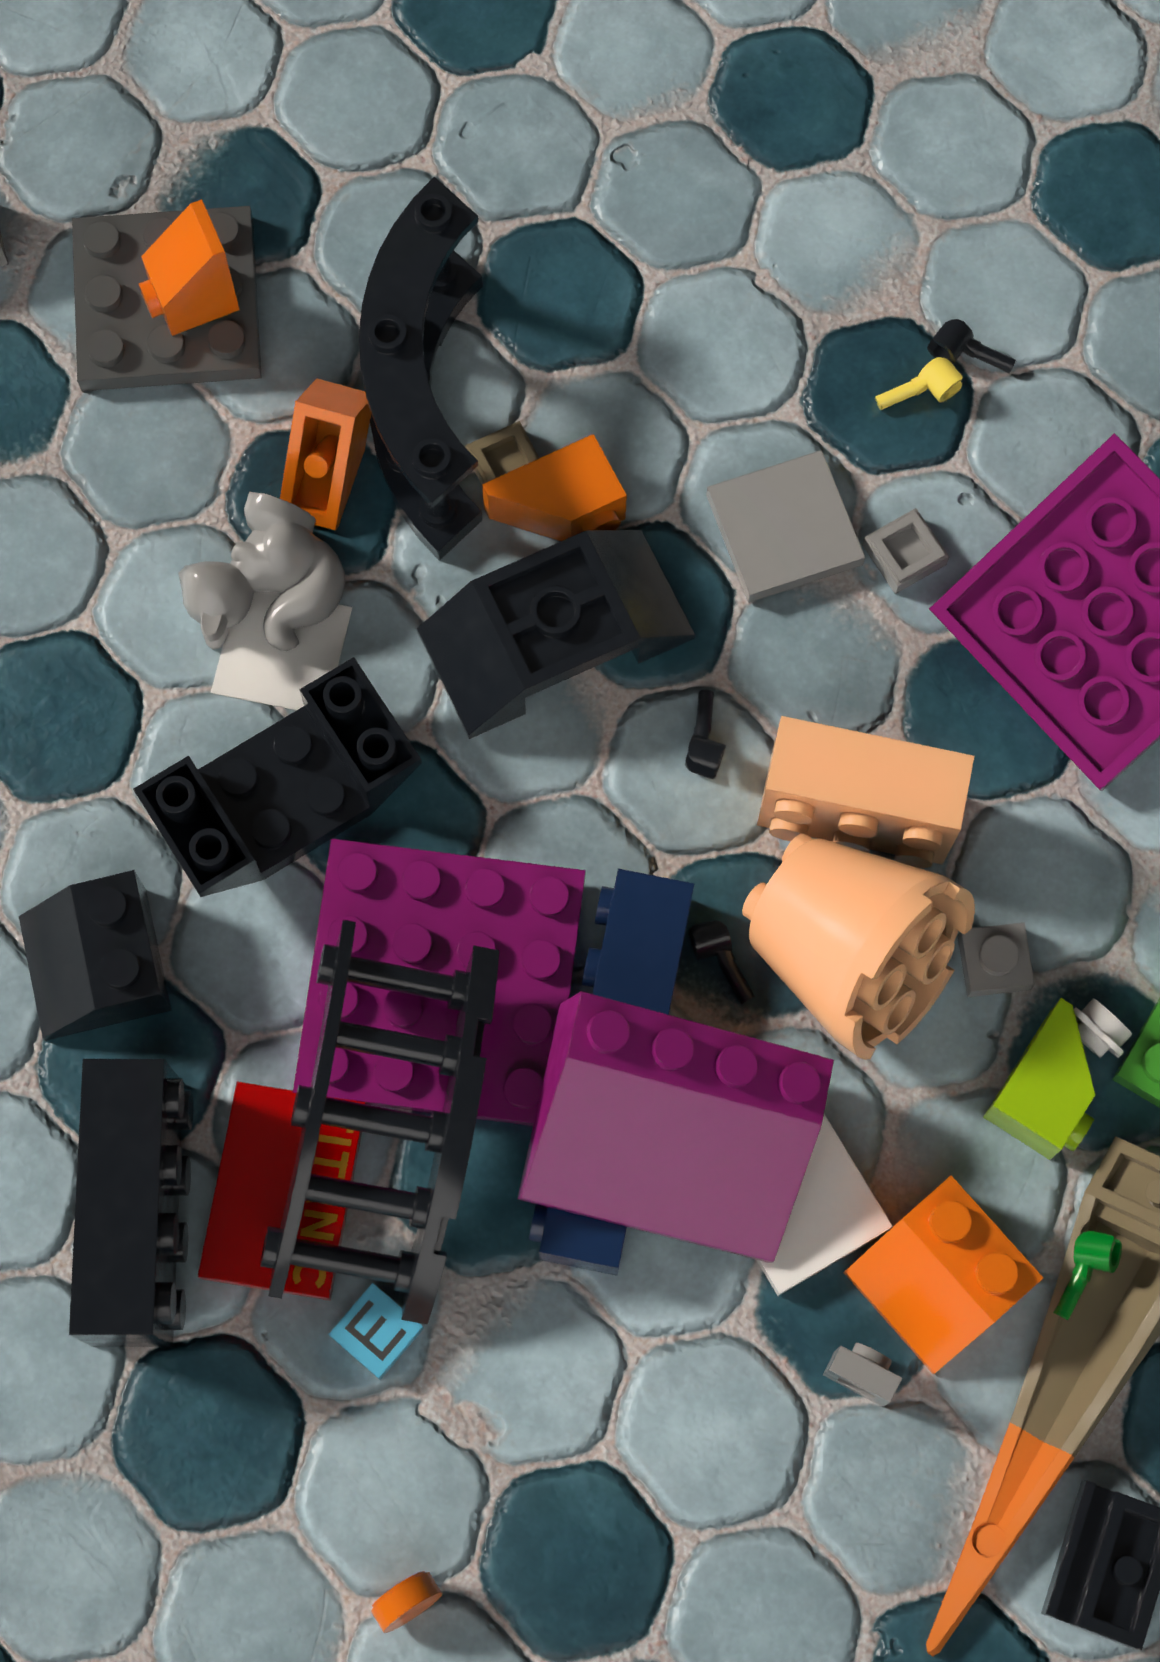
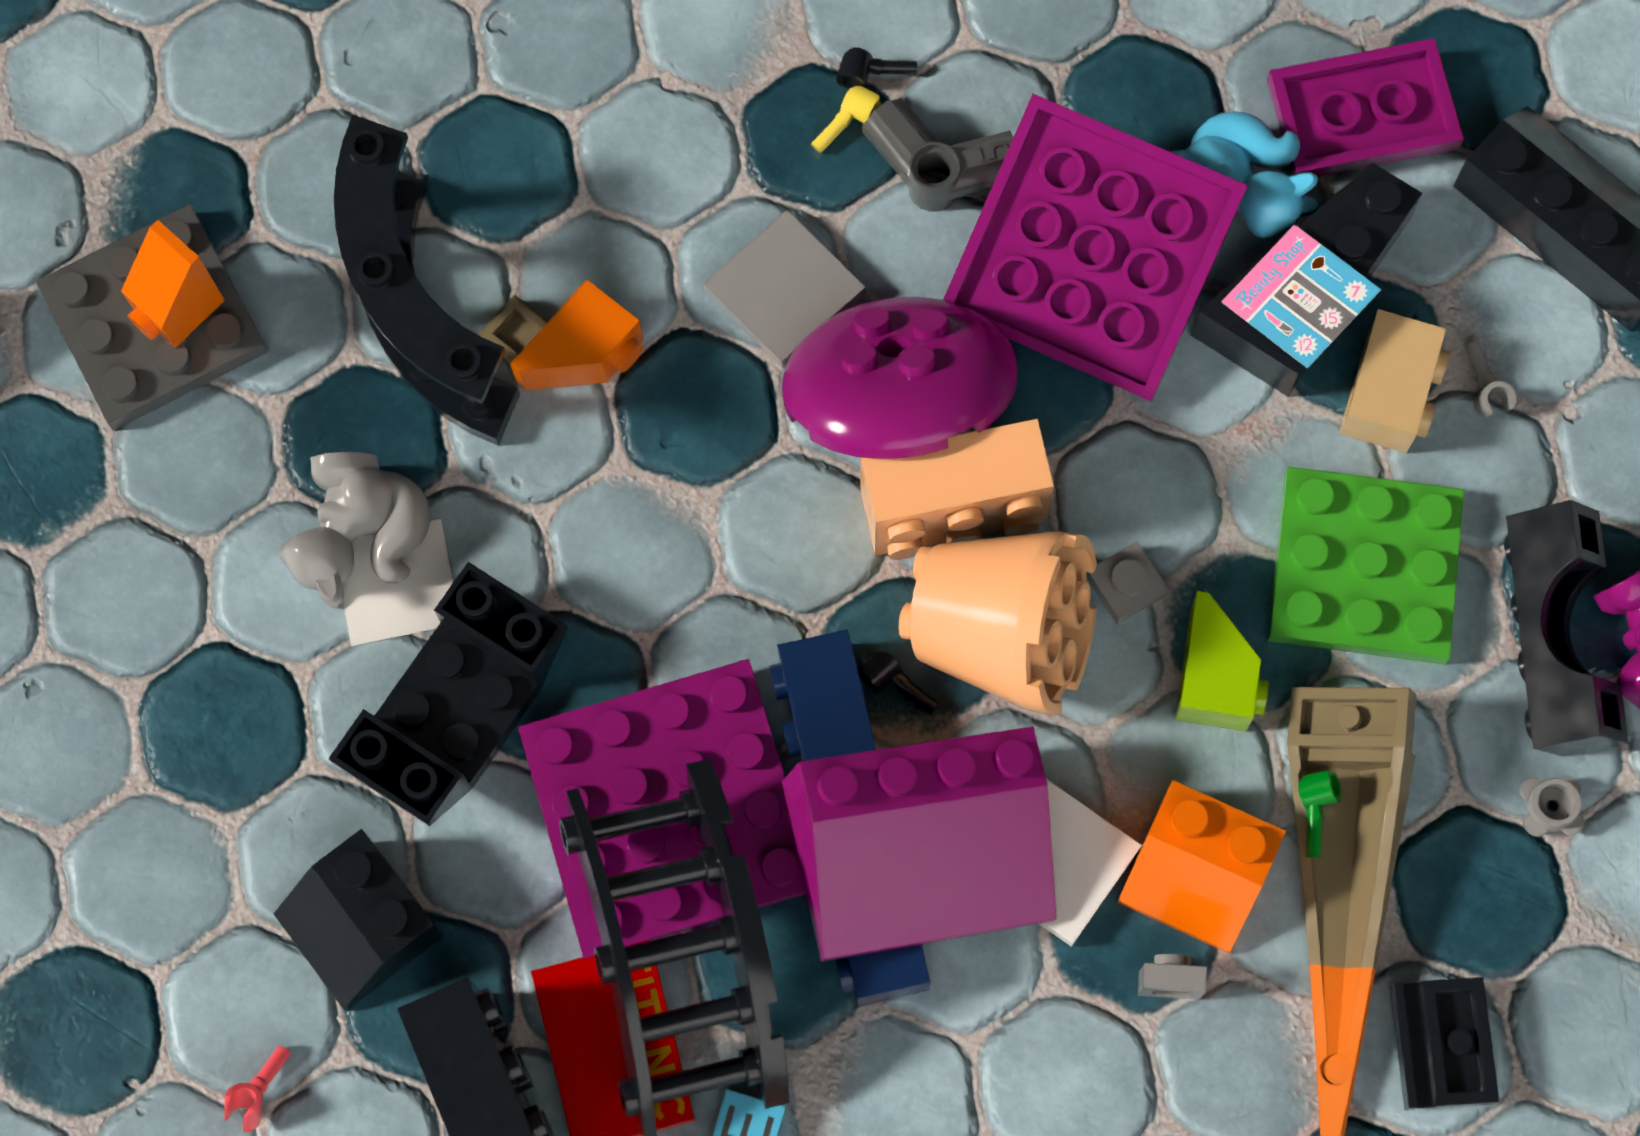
camera: 20 degrees left, 0 degrees up
(325, 450) = (357, 391): orange slope -> none
(550, 622) = (622, 460): black slope -> none
(703, 753) = (803, 514): black hand -> none
(856, 658) = (899, 377): none -> magenta brick
(905, 551) = (896, 265): light grey tile -> none
(974, 446) = (914, 151): none -> dark grey piece
(1101, 1029) = (1241, 603): white plate -> none

